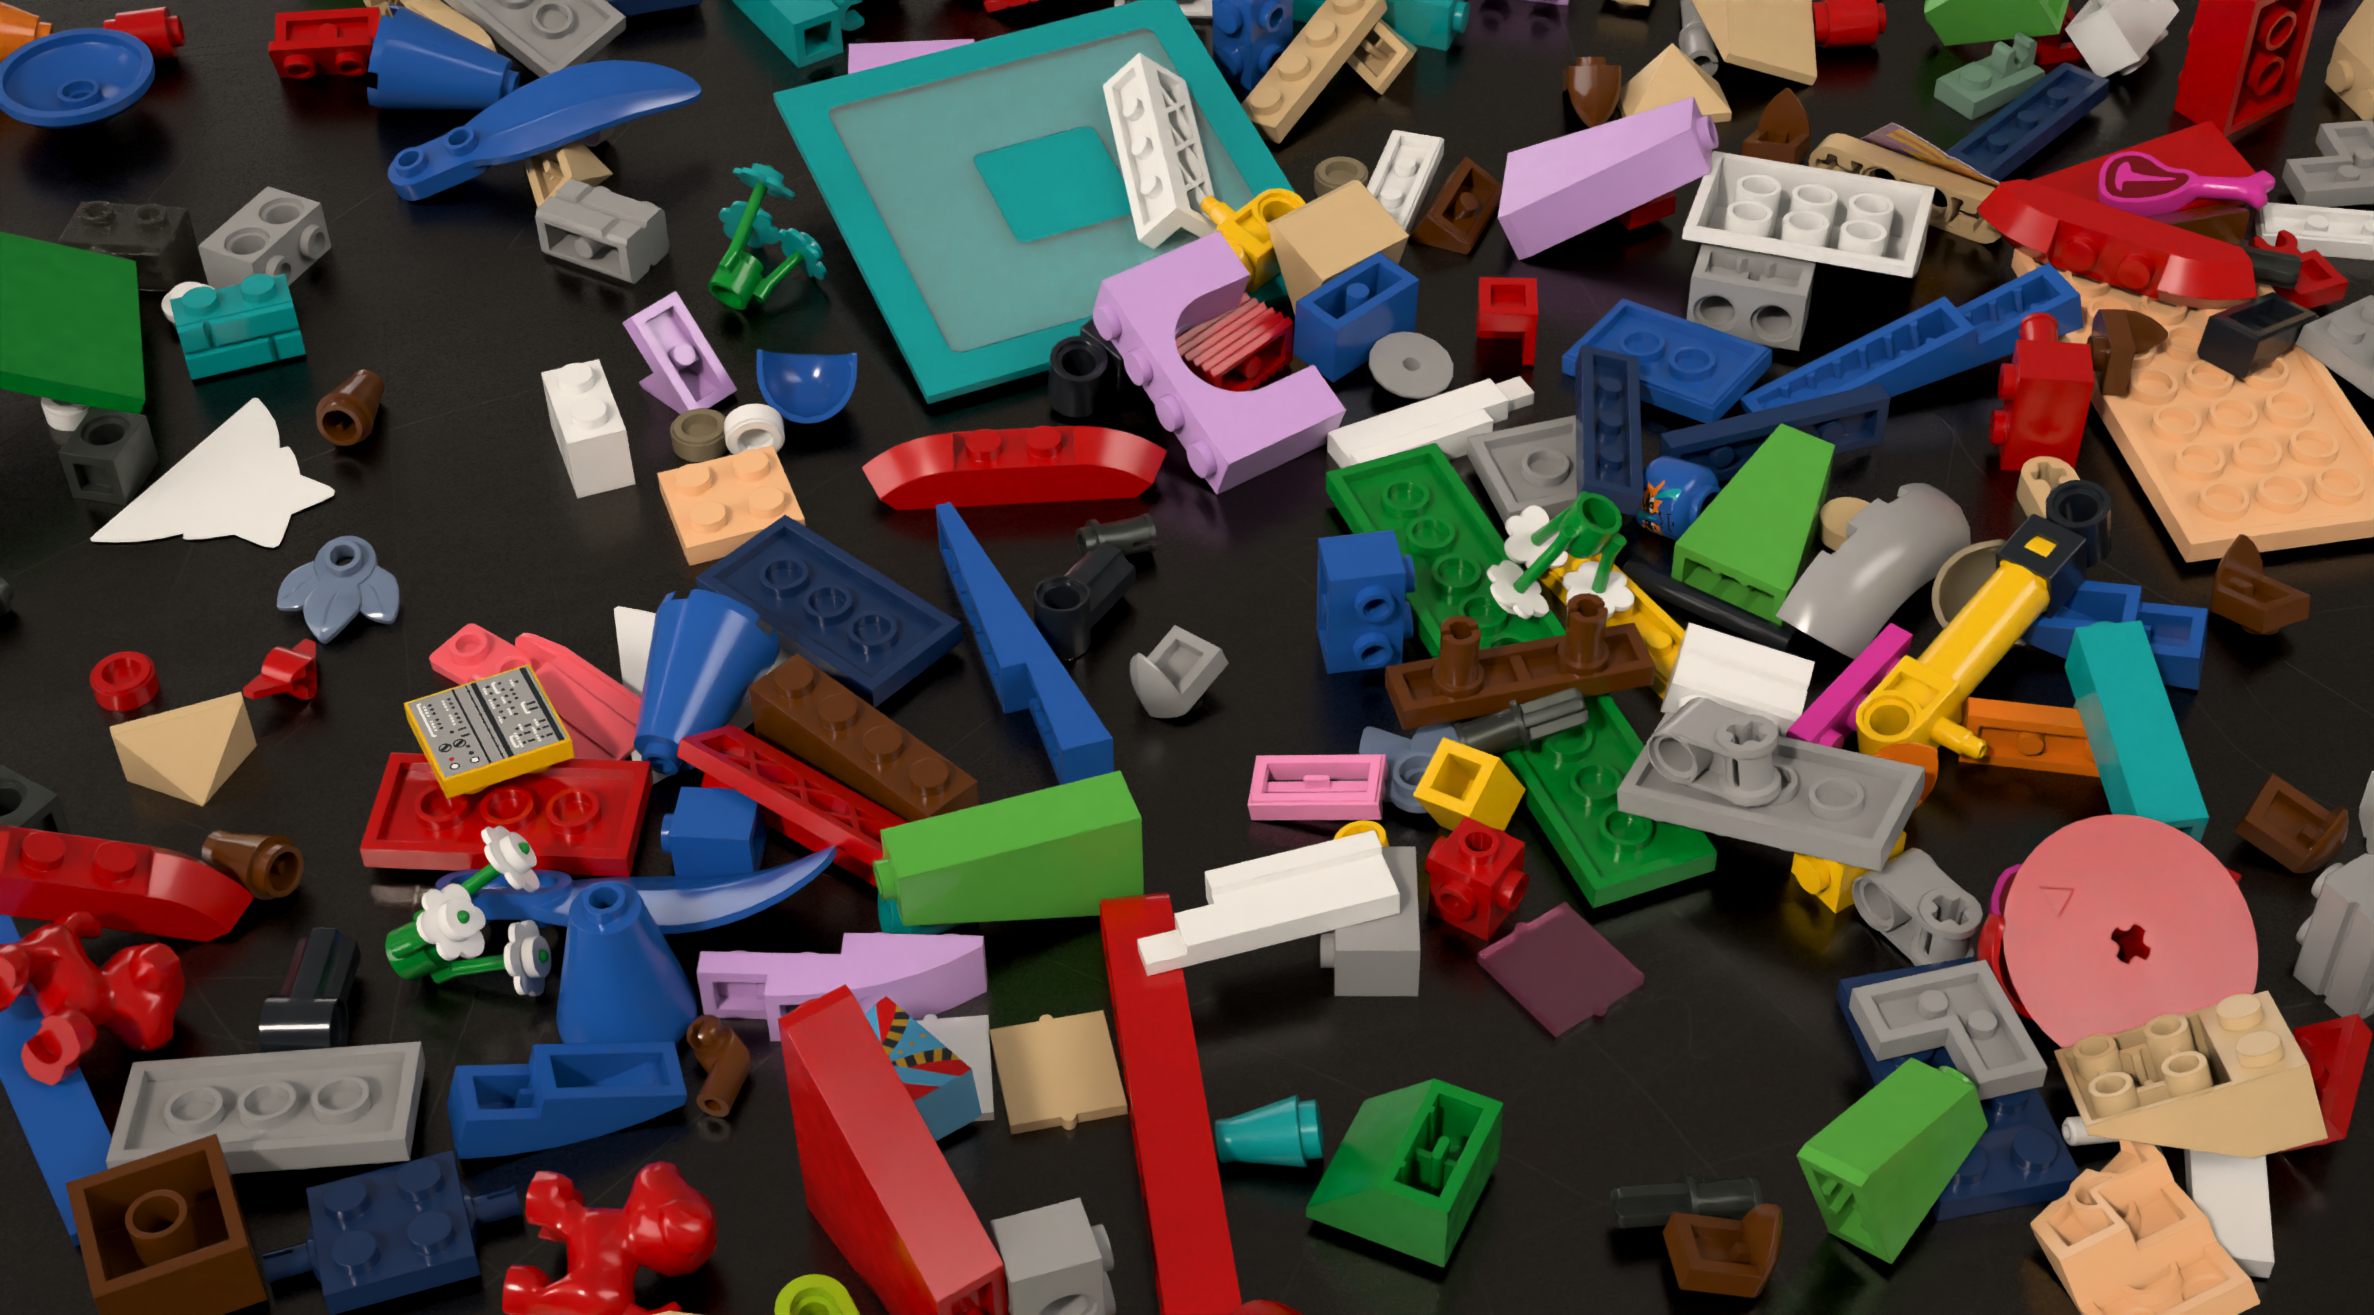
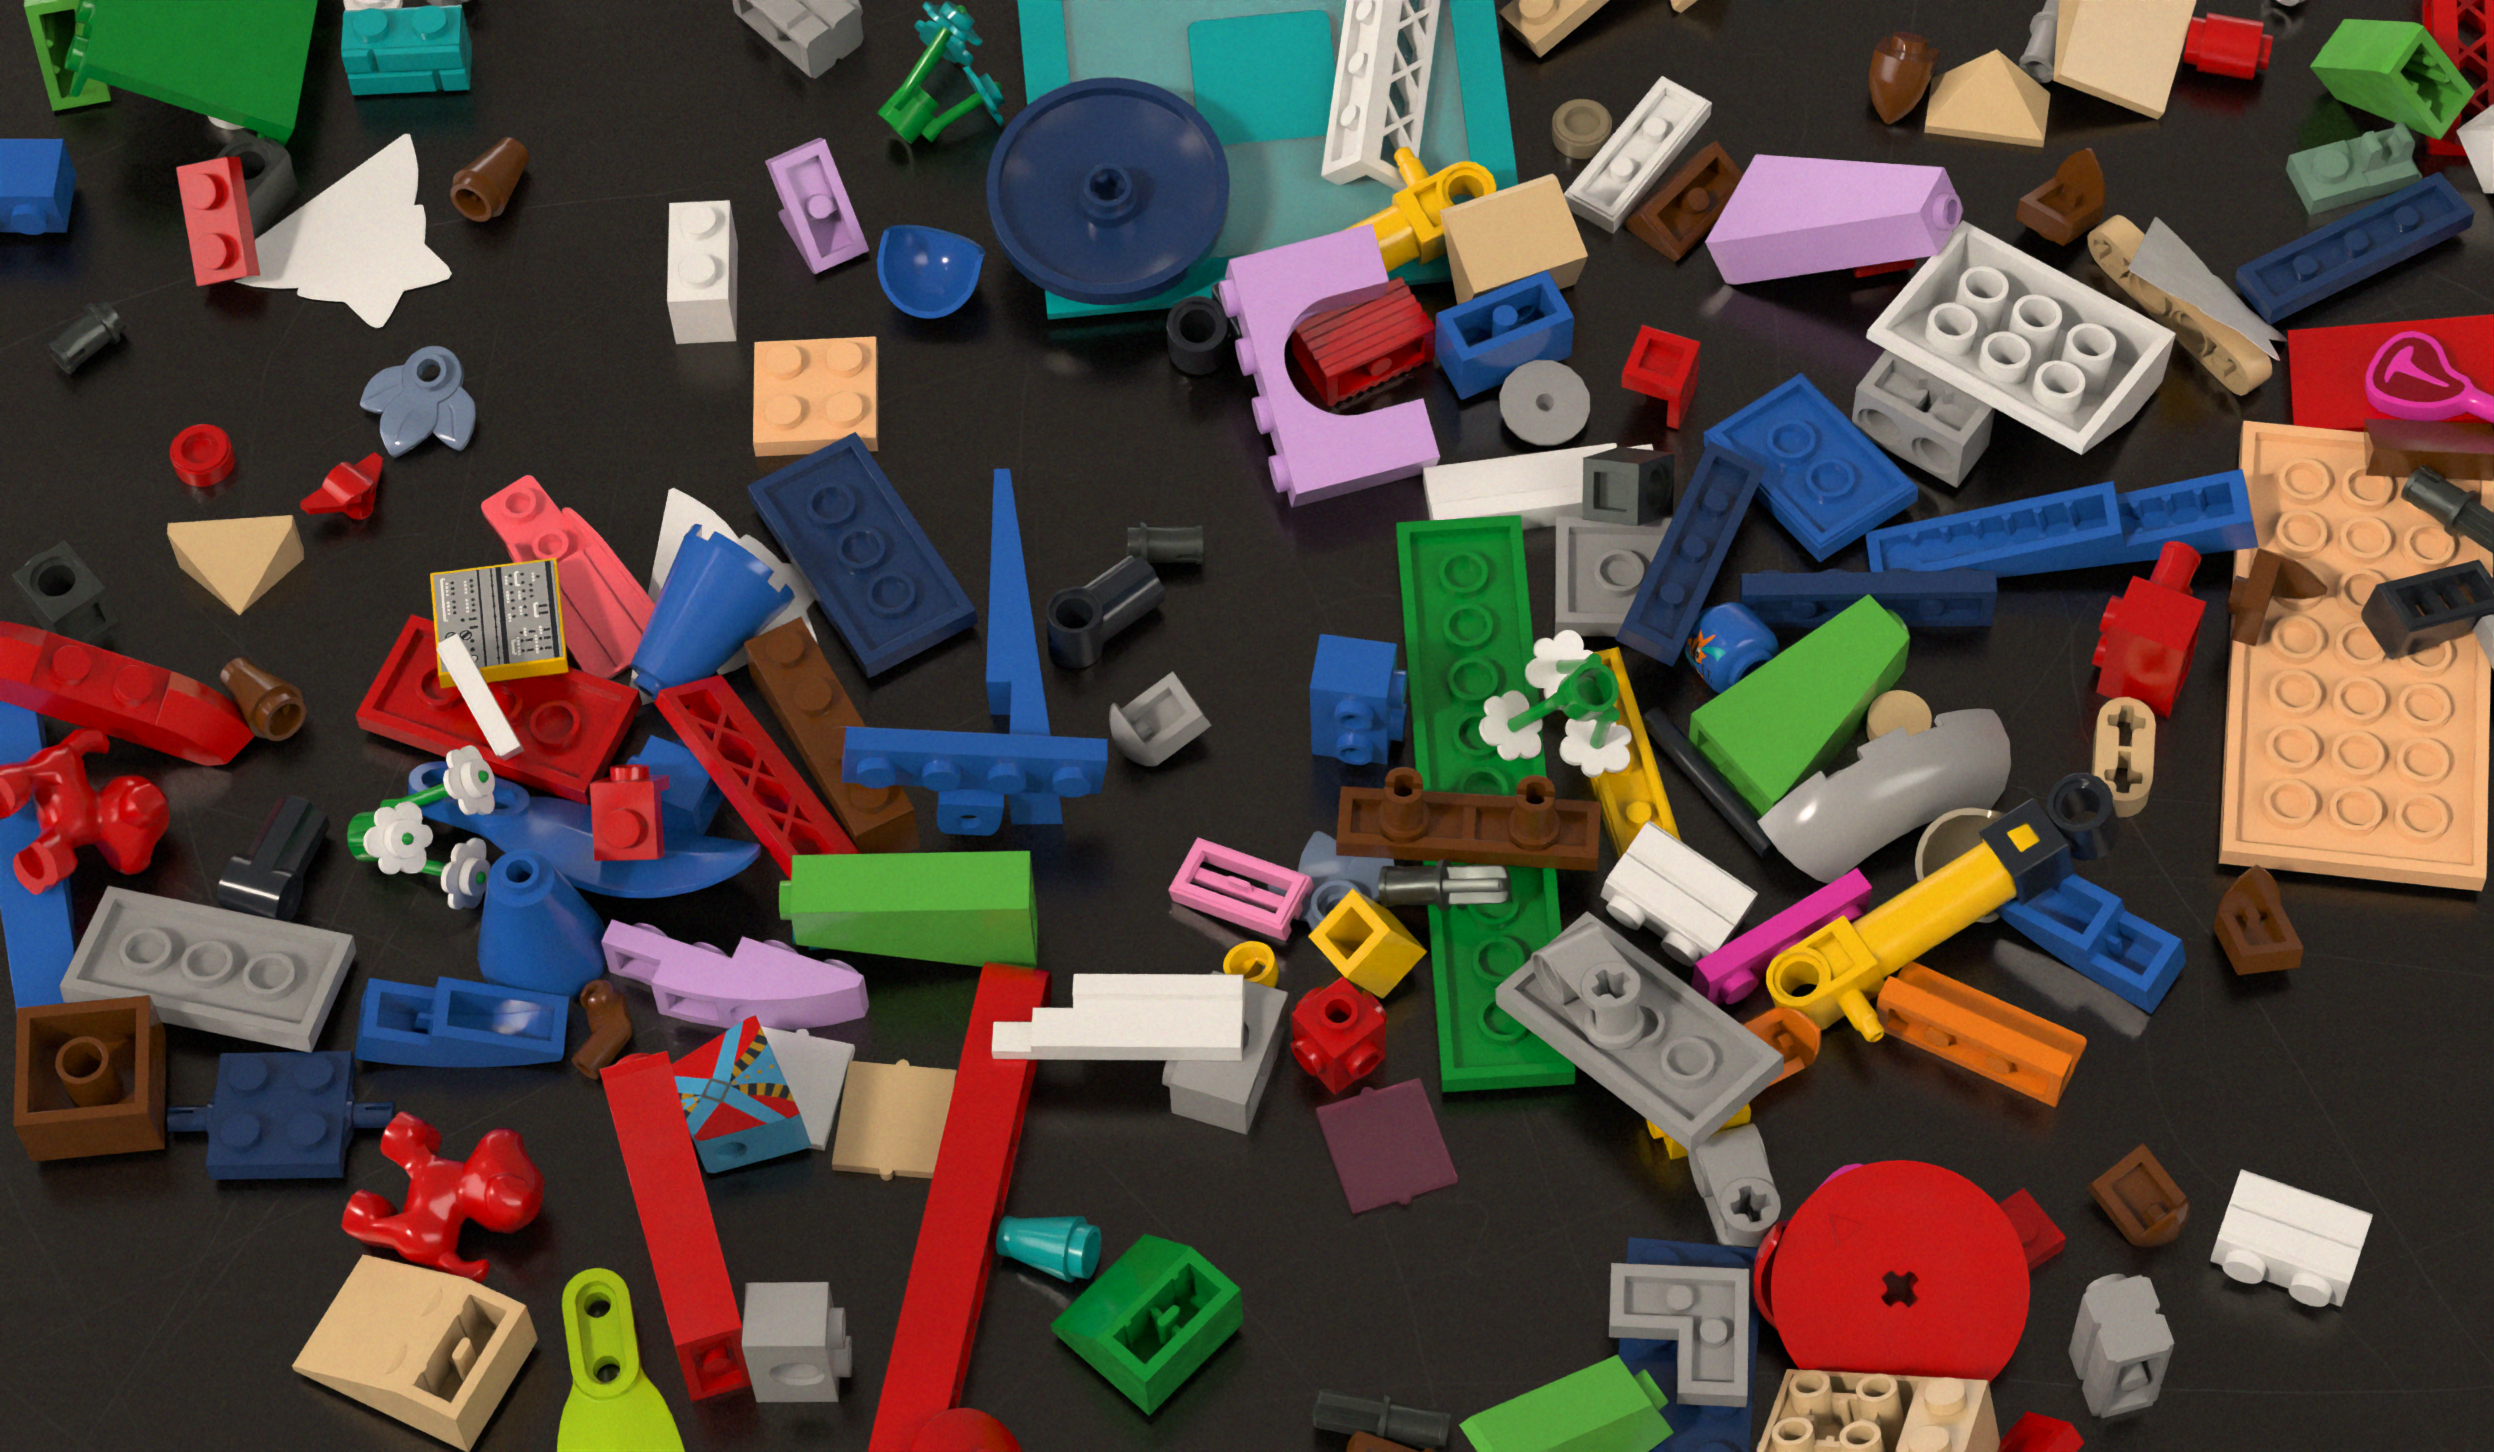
camera: 20 degrees right, 15 degrees up
(89, 482) = (218, 221): none -> plate
(495, 784) = (479, 697): none -> white tile
(687, 849) = (628, 814): none -> red bracket
(699, 435) = (814, 299): dark tan tile -> none
(753, 428) = (861, 316): white tile -> none
(955, 278) = (1108, 191): none -> dark blue dish
(1015, 467) = (1100, 428): red brick -> none
(1023, 724) = (973, 769): none -> blue plate
(1525, 393) = (1628, 486): none -> pearl dark grey brick
(2119, 246) = (2335, 459): red brick -> none
(2133, 727) = (2012, 1072): teal brick -> none

